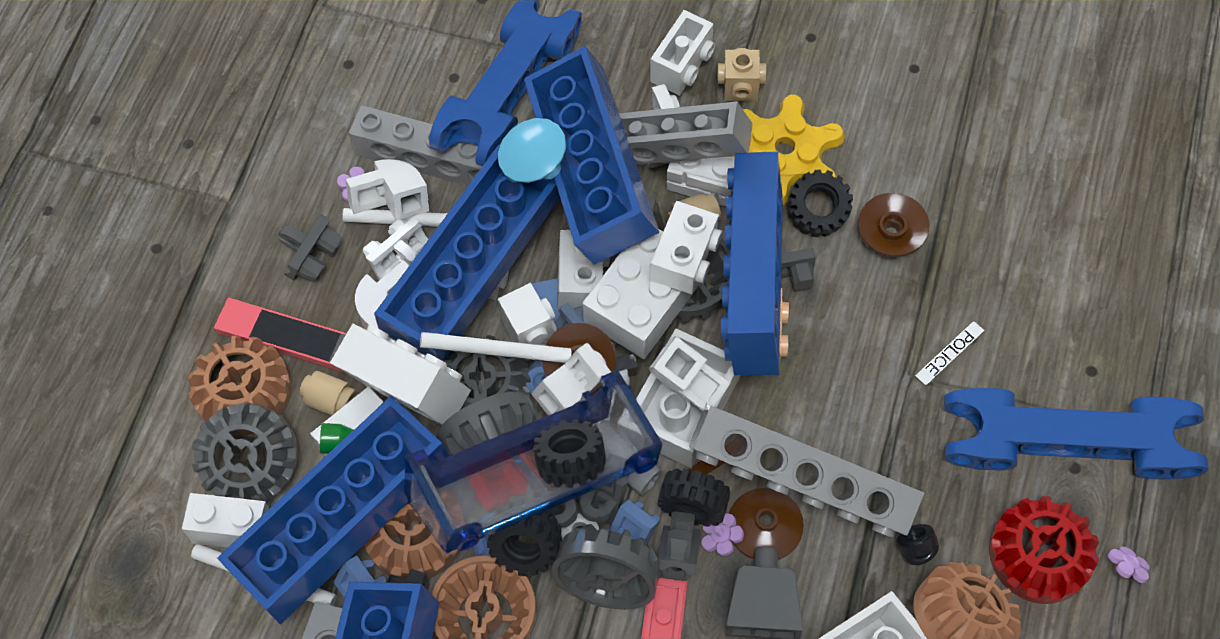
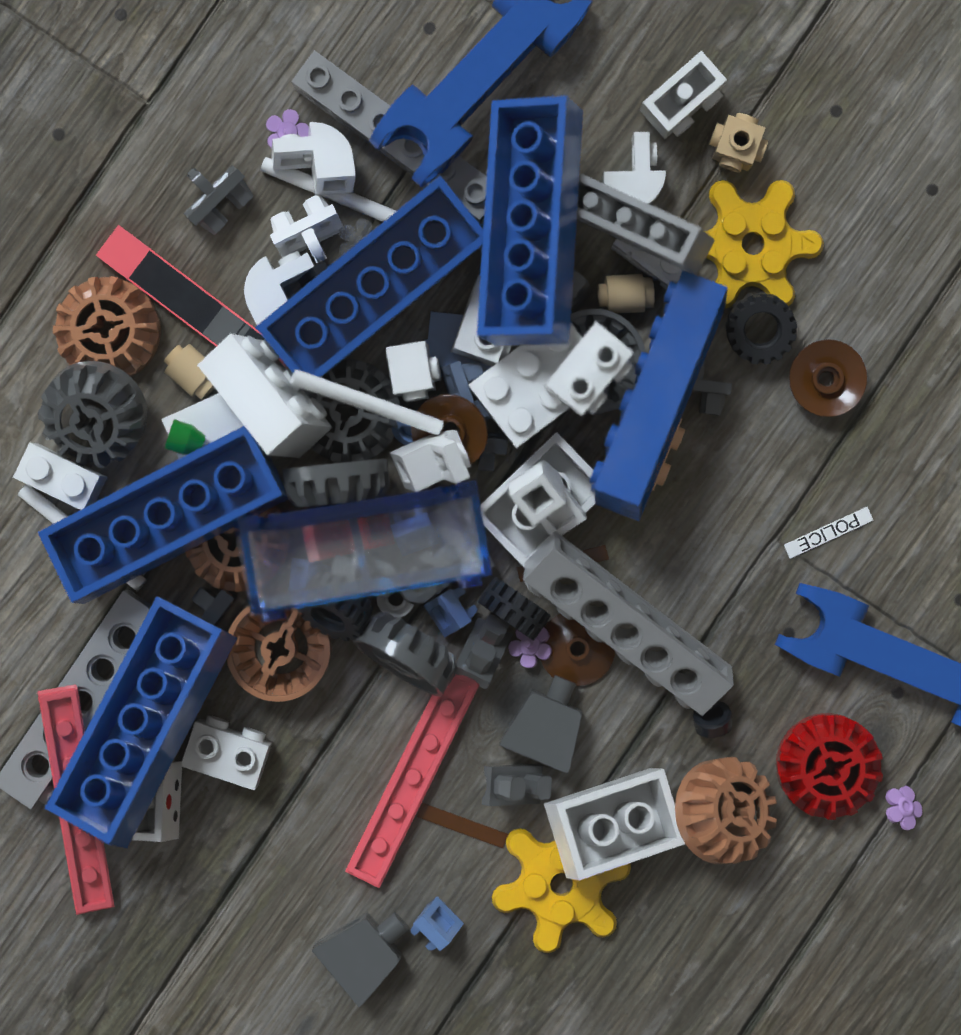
camera: 15 degrees right, 25 degrees up
(355, 571) = (168, 581): medium blue tile -> none
(532, 151) = (469, 204): medium azure dish -> none
(569, 453) = (407, 526): black tyre -> none

